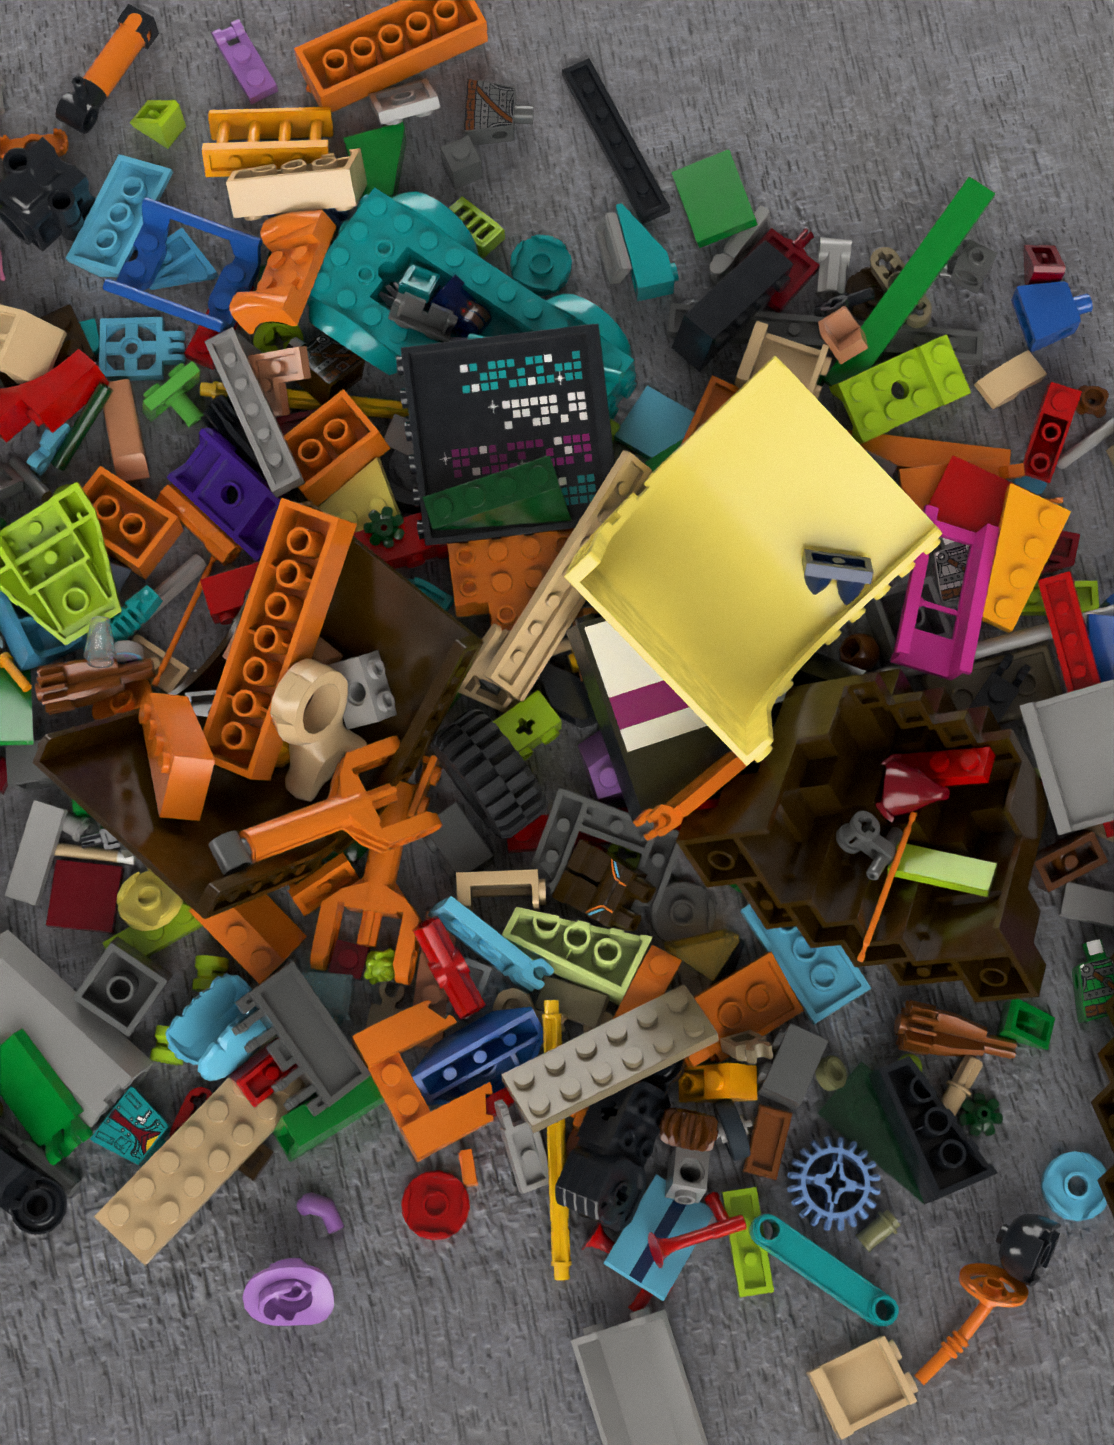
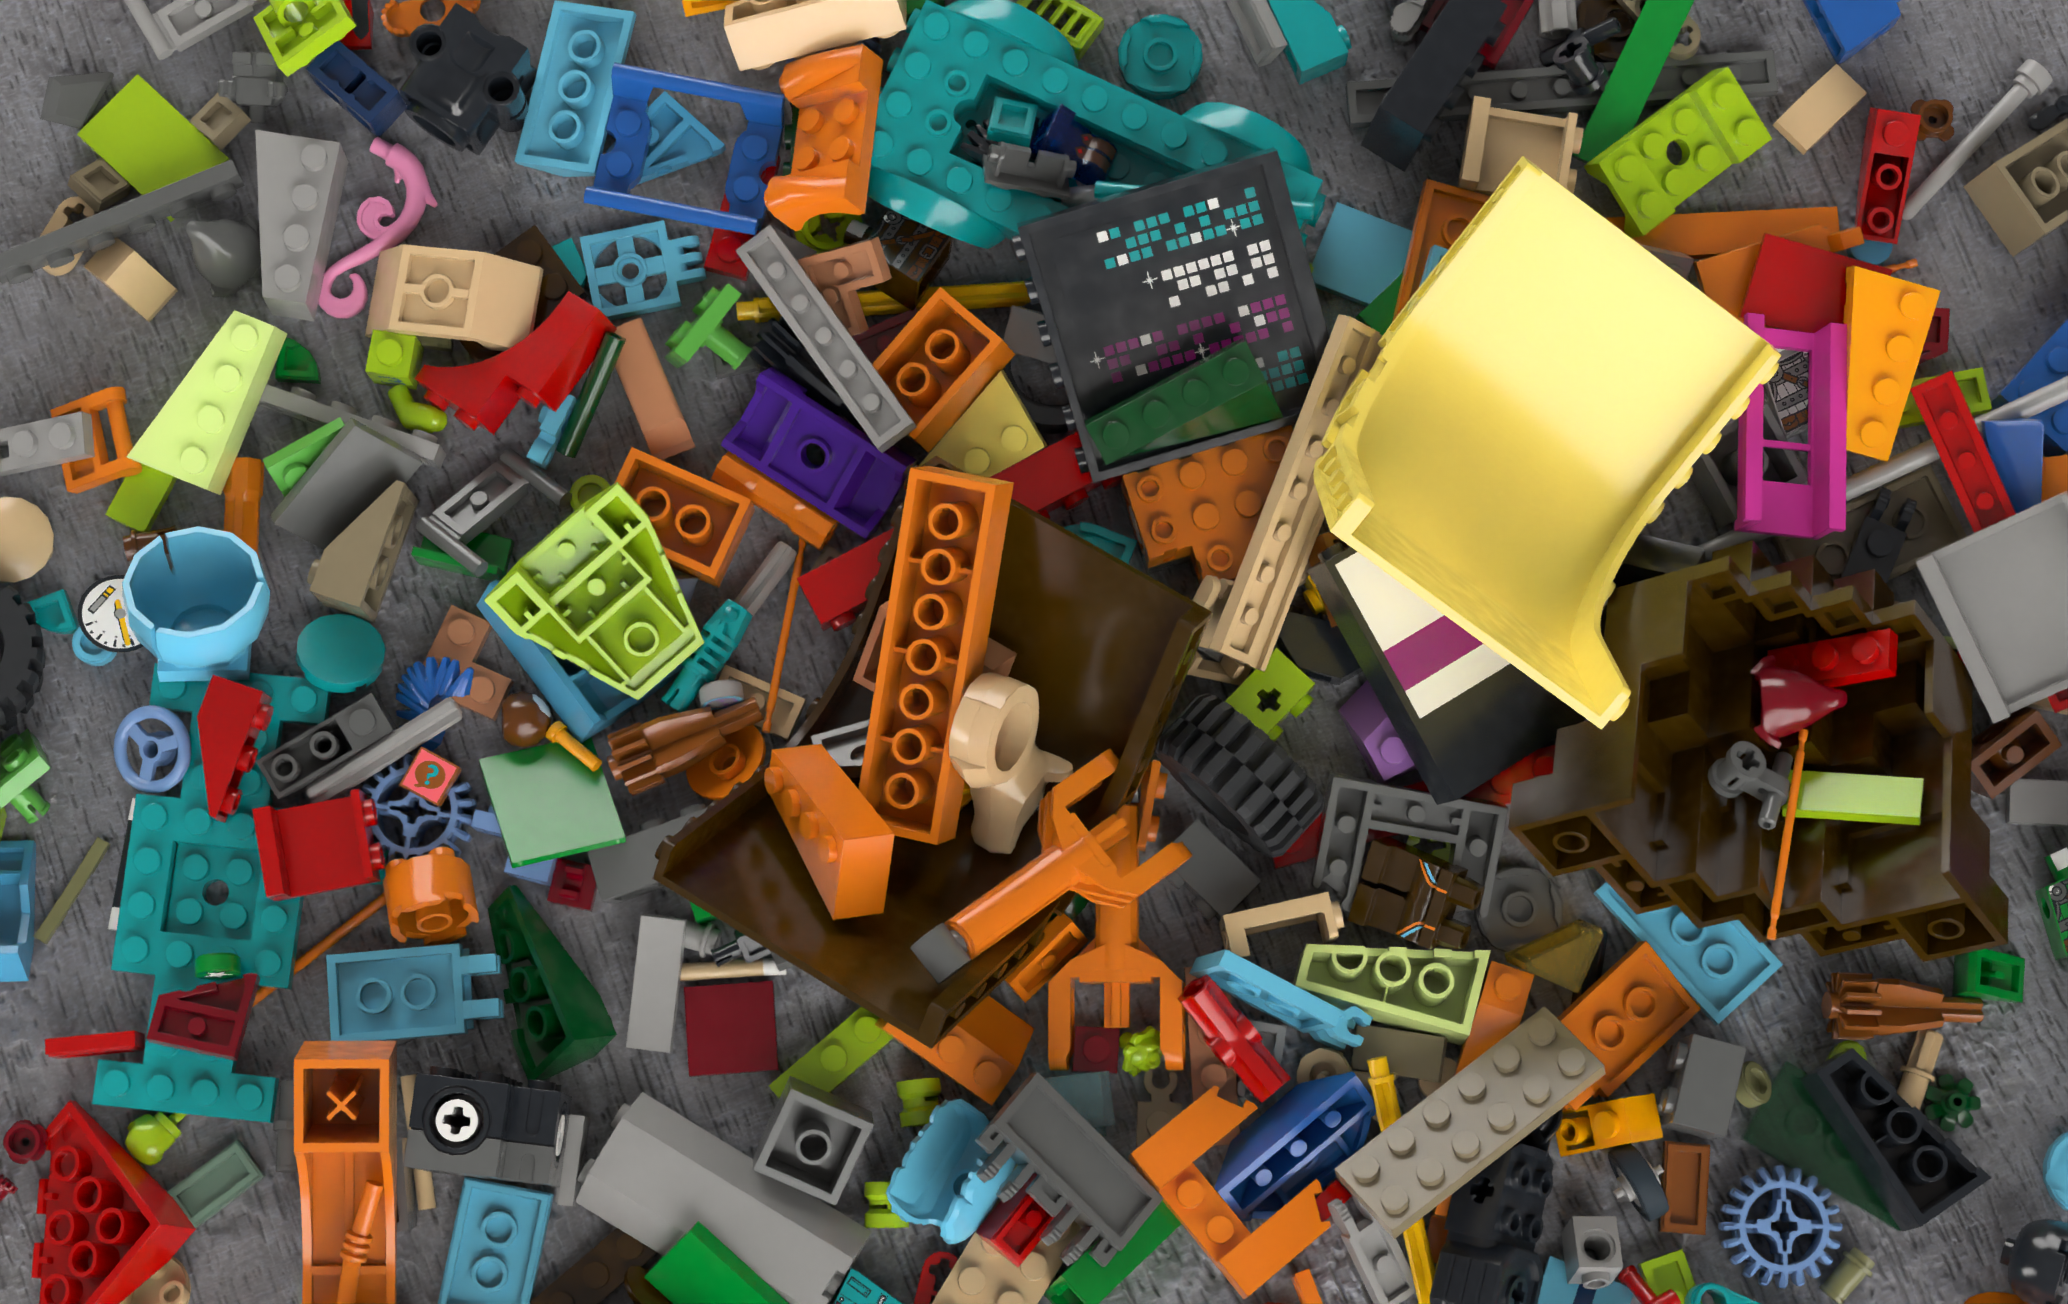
camera: 10 degrees left, 5 degrees up
(100, 644) = (687, 692): clear cone -> none
(147, 902) = (817, 1021): light yellow tile -> none
(368, 690) = (1058, 671): light grey brick -> none
(387, 519) = (1023, 458): dark green plant -> none
(671, 814) = (1515, 763): orange tile -> none
(688, 1129) = (1585, 1193): reddish brown gear -> none
(747, 1046) = (1641, 1072): dark tan plate -> none
(843, 334) = (1591, 93): nougat panel -> none
(848, 570) = (1663, 424): tile -> none
(860, 651) = (1687, 520): reddish brown piece -> none

